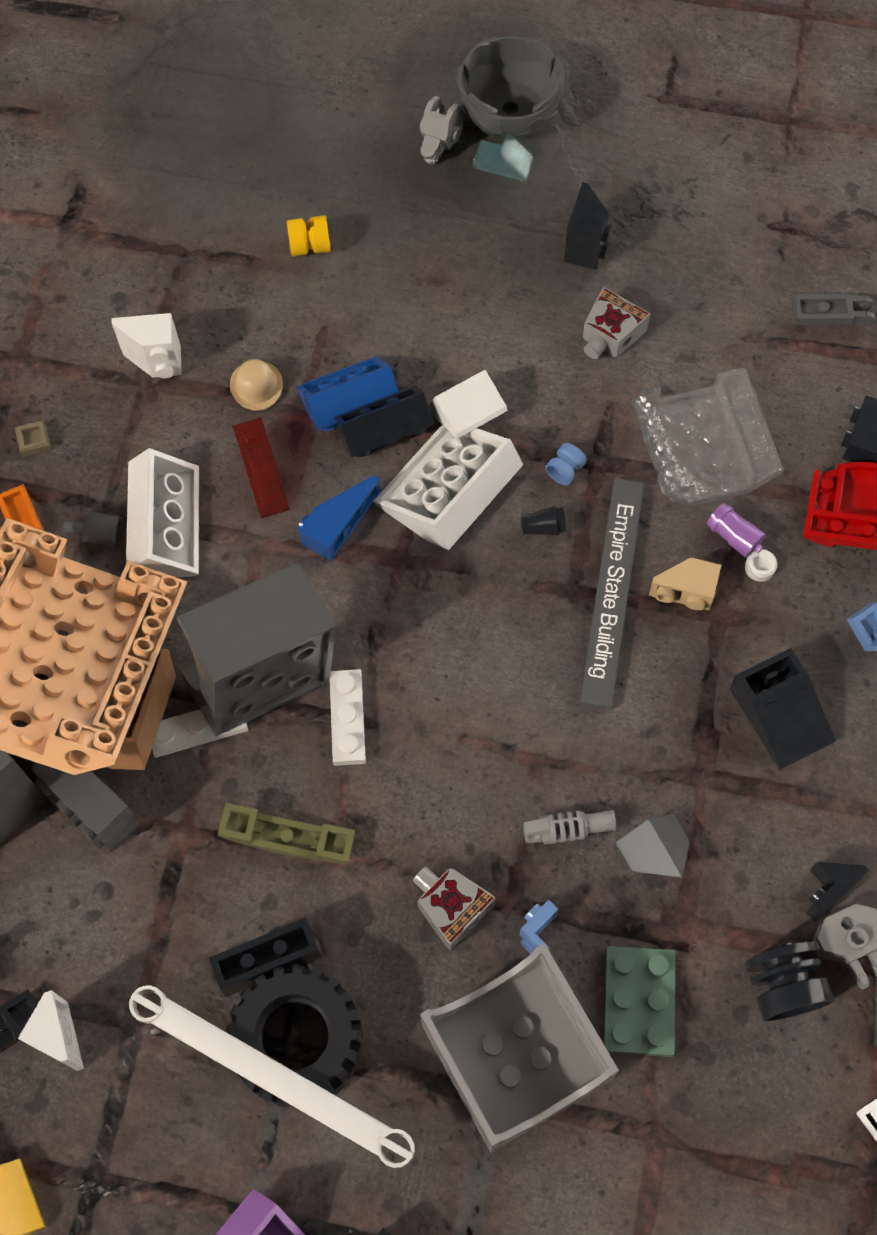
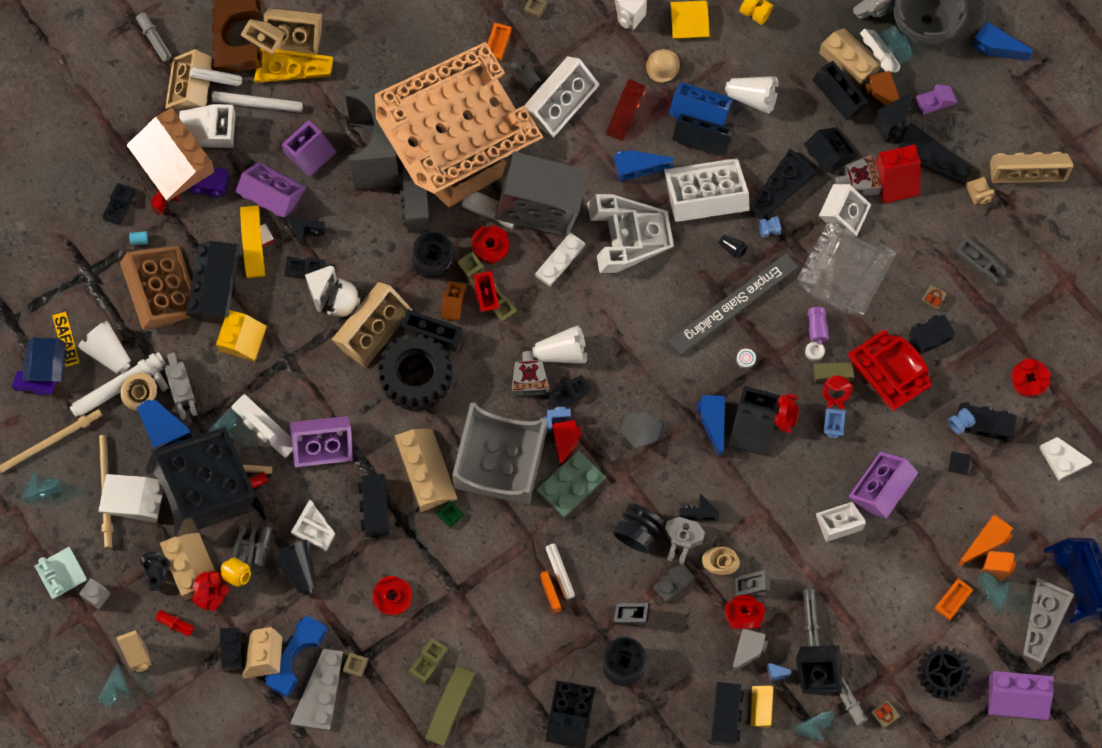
camera: 40 degrees right, 5 degrees up
(101, 1022) = (343, 299): none -> white cylinder
(160, 1060) = (372, 324): none -> tan slope
(168, 837) = (438, 247): none -> black wheel
(226, 761) = (500, 248): none -> red plate
(240, 308) = (689, 19): none -> yellow slope
(258, 891) = (453, 301): none -> dark orange slope
(271, 1076) = (391, 375): white piece -> none
(293, 840) = (485, 291): none -> red slope
(395, 327) = (754, 92): none -> white cone
(408, 602) = (634, 229): none -> white wedge
(444, 1168) = (425, 468): none -> tan slope
(459, 828) = (562, 347): none -> white cone
(467, 210) = (850, 56): none -> tan slope
(468, 404) = (749, 160): white slope -> none
(494, 249) = (840, 90): none -> black brick
(495, 176) = (880, 50): none -> white hinge
(520, 880) = (569, 393): none -> black slope
(521, 1197) = (450, 514): none -> dark green tile
(530, 402) = (782, 184): none -> black wing
(540, 213) = (882, 88): none -> dark orange slope
(546, 323) = (830, 149): none -> black slope
(568, 826) = (610, 388): light grey hinge -> none
(578, 947) = (565, 439): none -> red slope
(607, 178) = (939, 98): none -> medium lavender slope
(612, 73) = (998, 43): none -> blue slope
(626, 371) = (845, 207): none -> white slope
(655, 280) = (899, 173): none -> red slope
(659, 243) = (936, 156): none -> black wing
(687, 583) = (770, 329): tan slope -> none
(692, 643) = (746, 358): none -> white tile
(732, 752) = (712, 417): none -> blue slope
(742, 1138) = (560, 571): none -> white axle
(753, 238) = (980, 191): none -> tan bracket
(761, 1182) = (550, 592): none -> orange tile
(783, 168) = (1030, 167): none -> tan slope
(807, 571) = (827, 370): none -> olive slope
(811, 655) = (787, 412): none -> red plate
(826, 391) = (934, 297): none -> tile
(839, 576) = (837, 383): none -> red piece

